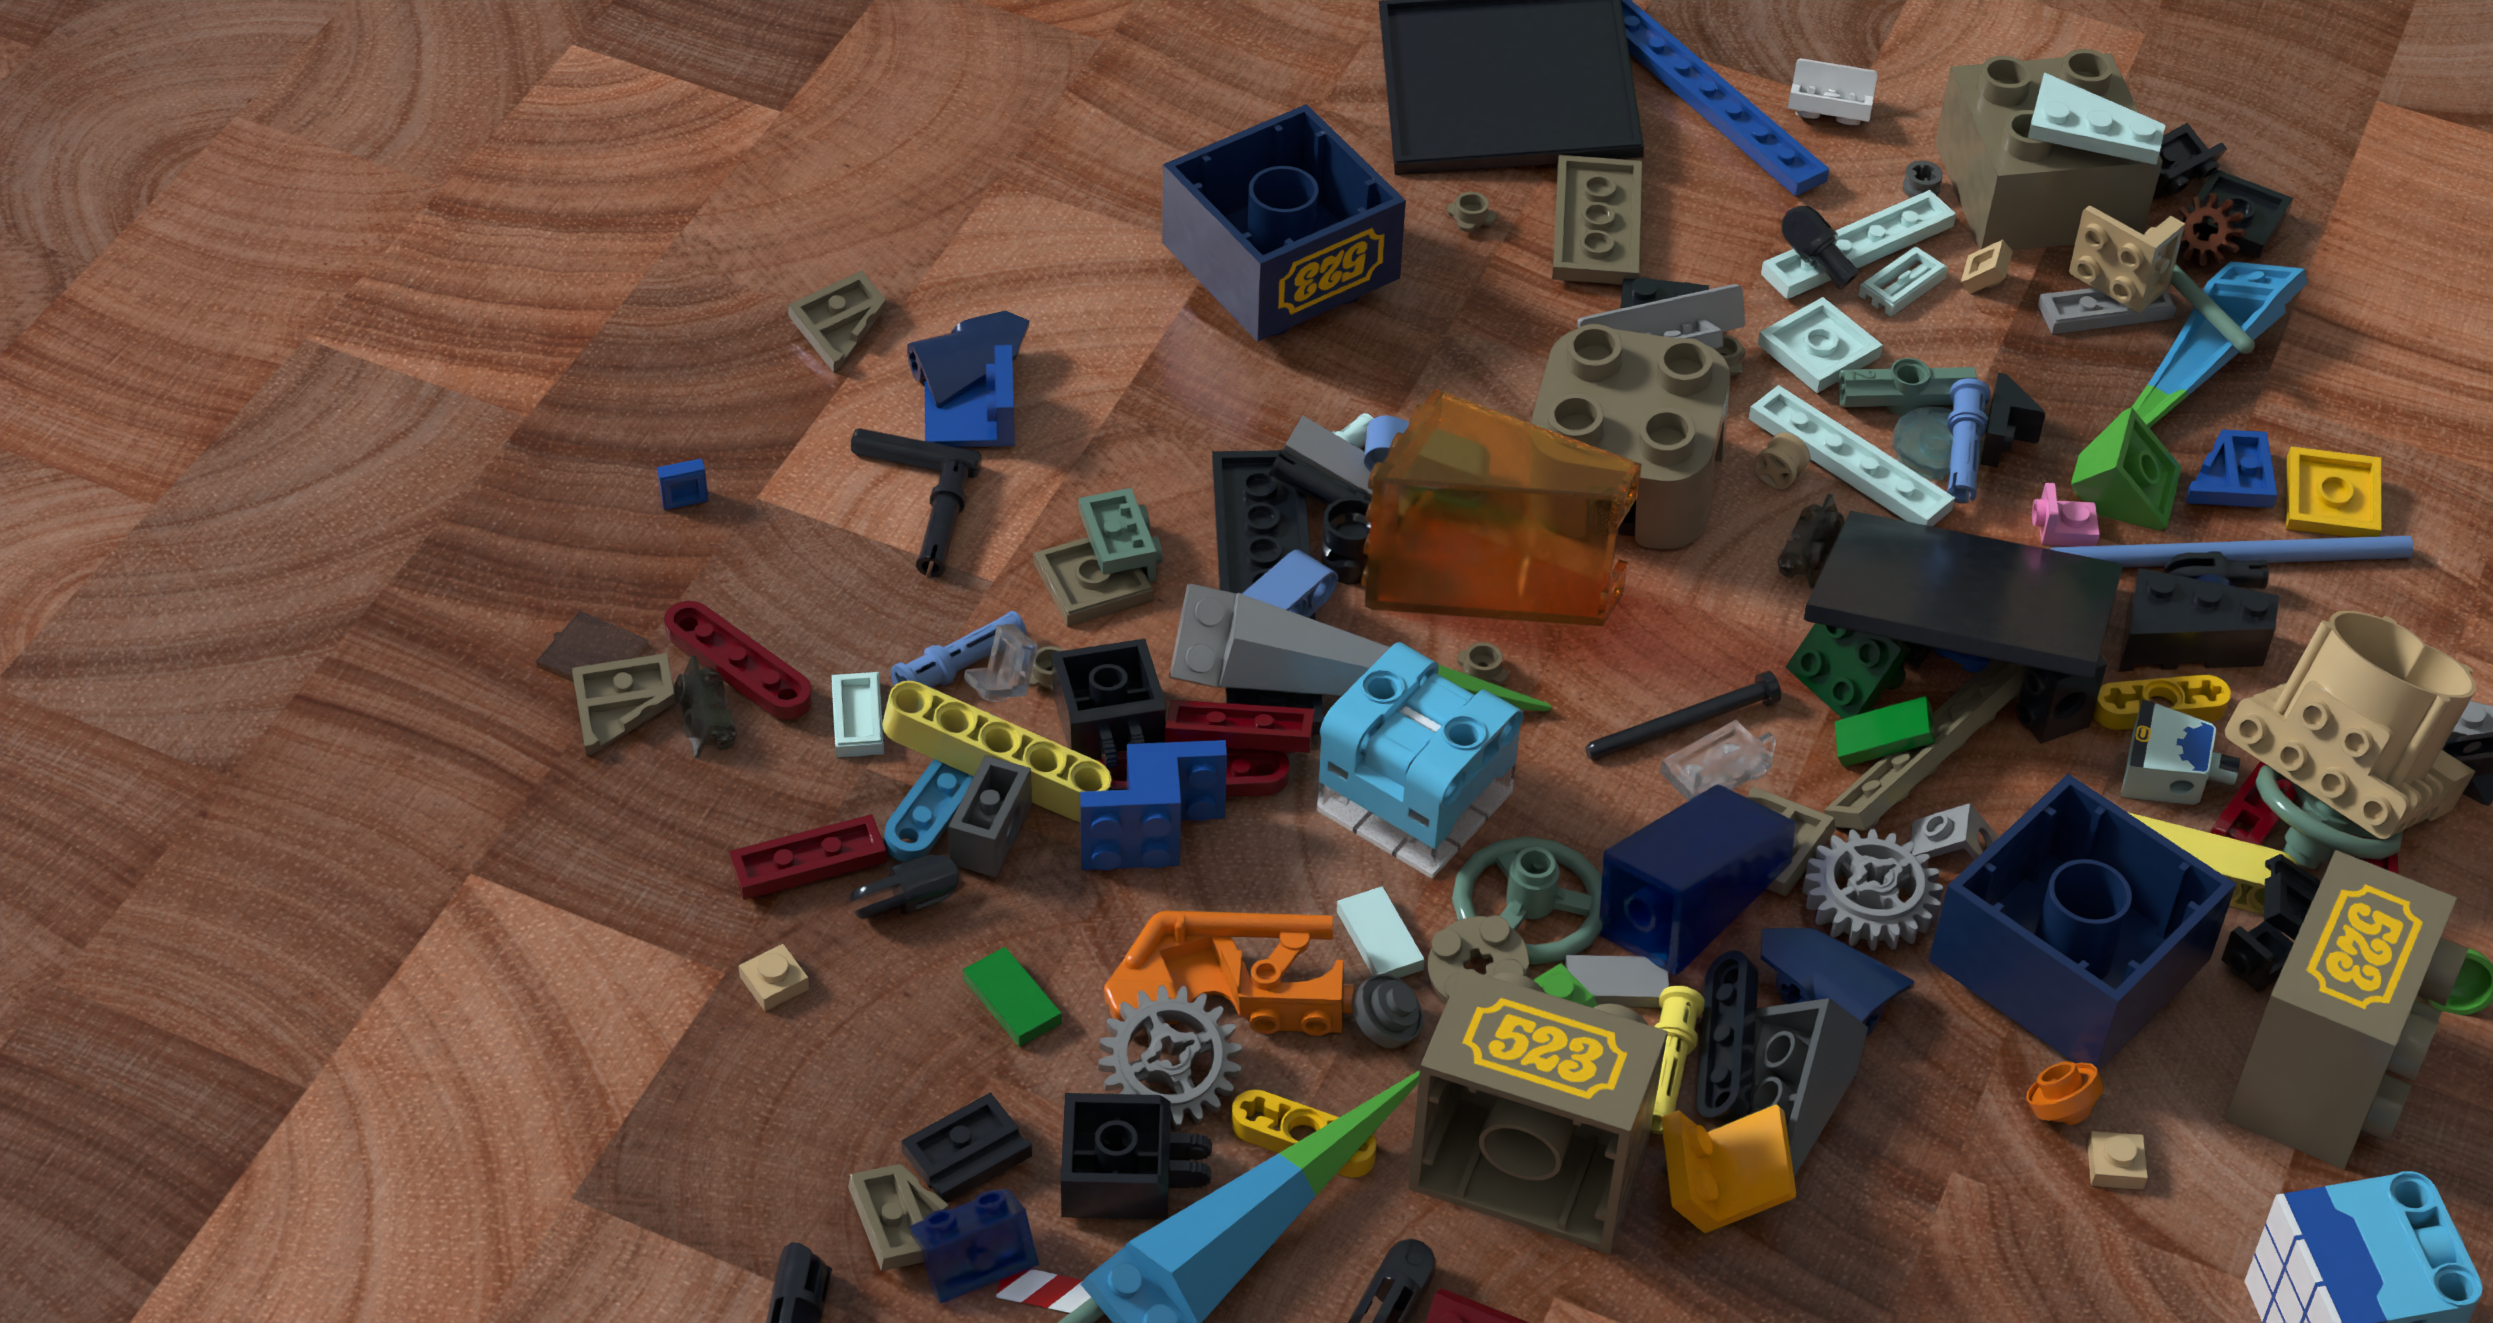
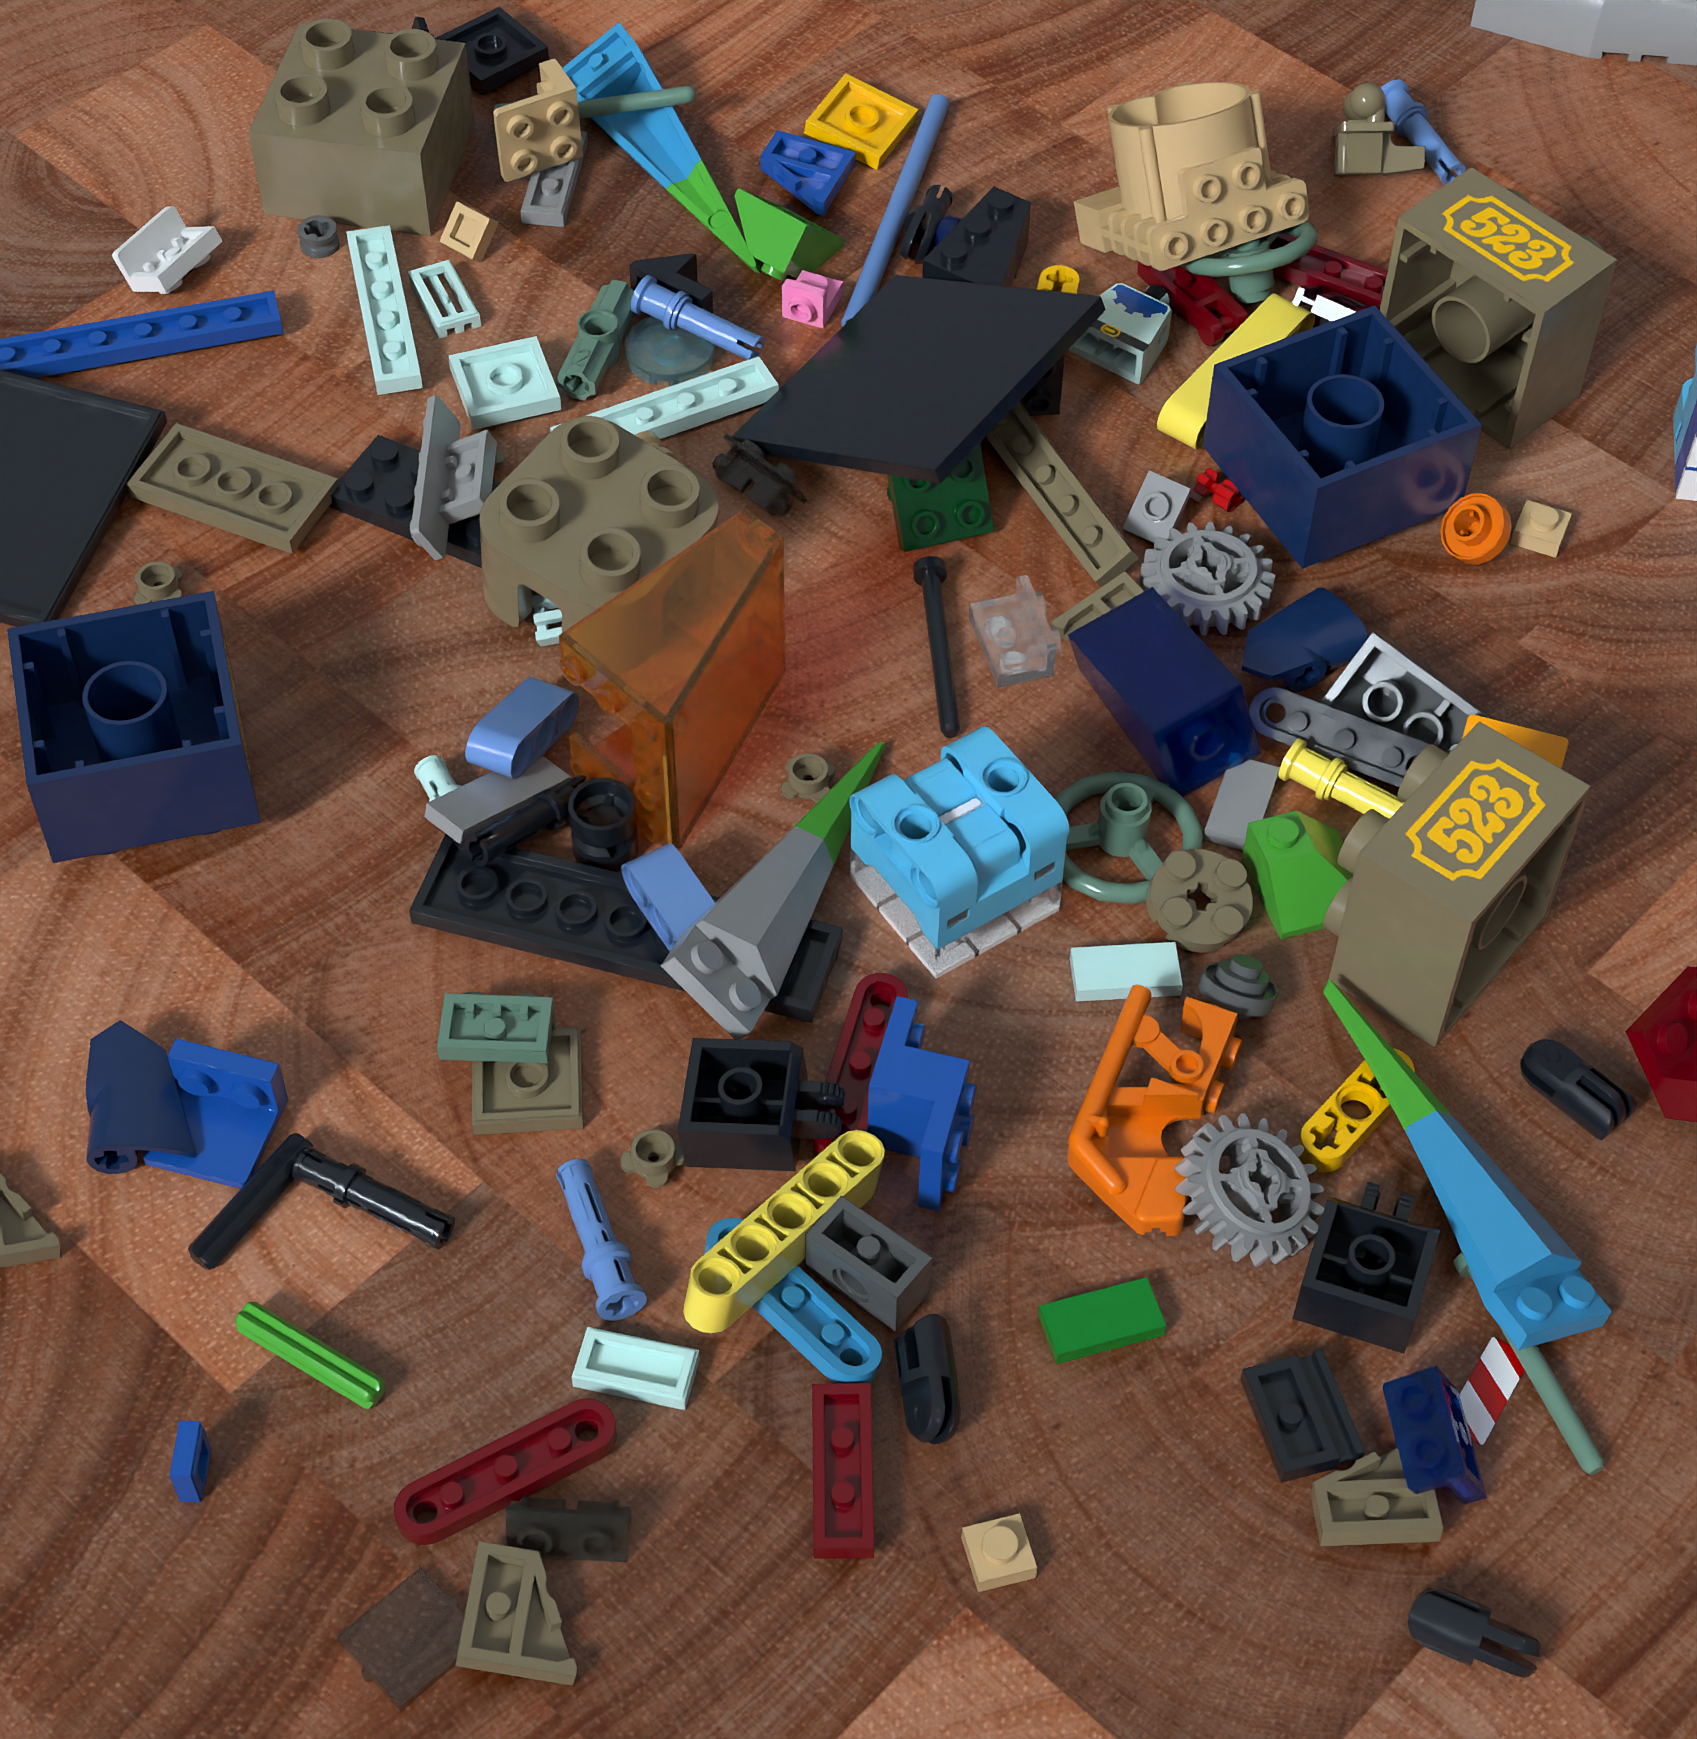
camera: 70 degrees left, 5 degrees up
(797, 525) = (310, 1355): none -> bright green axle
(1008, 667) = (646, 1192): clear bracket -> none
(1241, 725) = (837, 993): dark red plate -> none
(1816, 242) = (391, 326): black arm -> none
(1884, 731) = (1027, 503): green tile -> none
(2092, 123) = (411, 59): light aqua wing -> none
(2217, 241) = (504, 59): copper gear -> none

